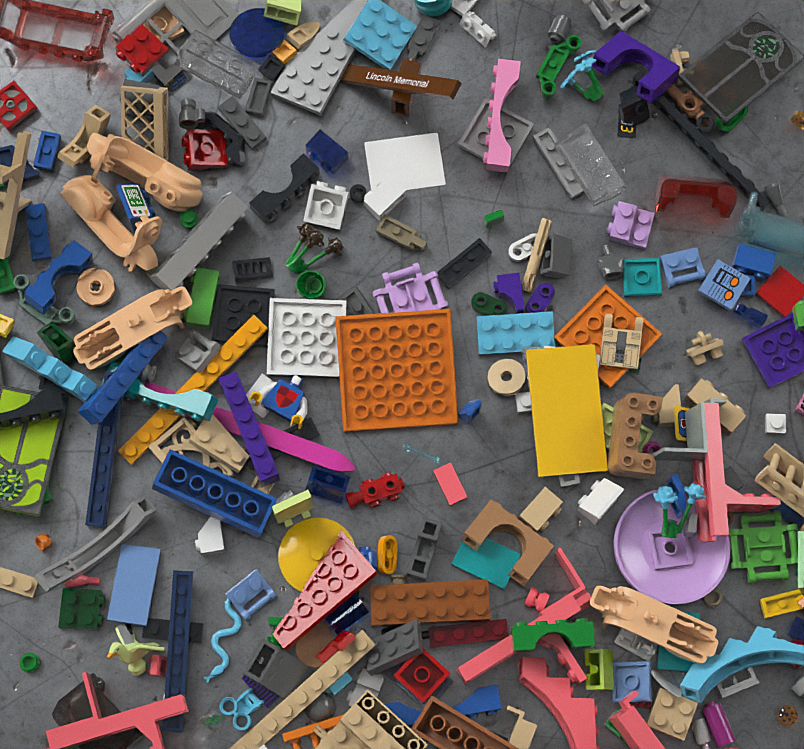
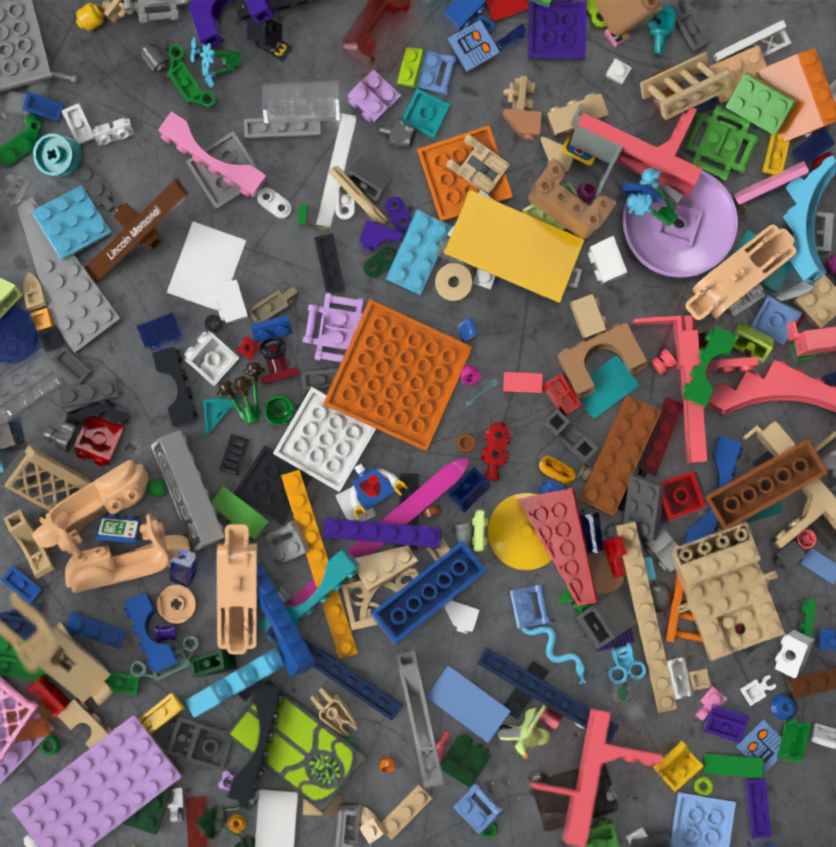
camera: 60 degrees left, 10 degrees up
(36, 641) = (474, 813): none -> medium blue plate
(65, 290) = (165, 633): none -> dark purple bush
(66, 470) = (335, 712): none -> tan hinge
(128, 276) = (183, 570): none -> clear blue hinge
(281, 233) = (215, 411): none -> teal tile
(291, 463) = (431, 511): none -> dark orange tile
(352, 238) = (243, 348): none -> red plate
(352, 263) = (276, 362): none -> dark red piece
(368, 462) = (465, 443): none -> dark orange tile
(379, 243) = (271, 328): none -> blue plate
(431, 433) = (470, 375): none -> dark pink tile
(457, 523) = (561, 395): none -> red hinge
(490, 189) = (274, 202): none -> white plate
(558, 226) = (338, 159): none -> white sticker
(674, 243) = (411, 67): none -> lime plate
(682, 365) = (525, 123): none -> nougat slope
(754, 611) = (771, 182): none -> bright pink tile

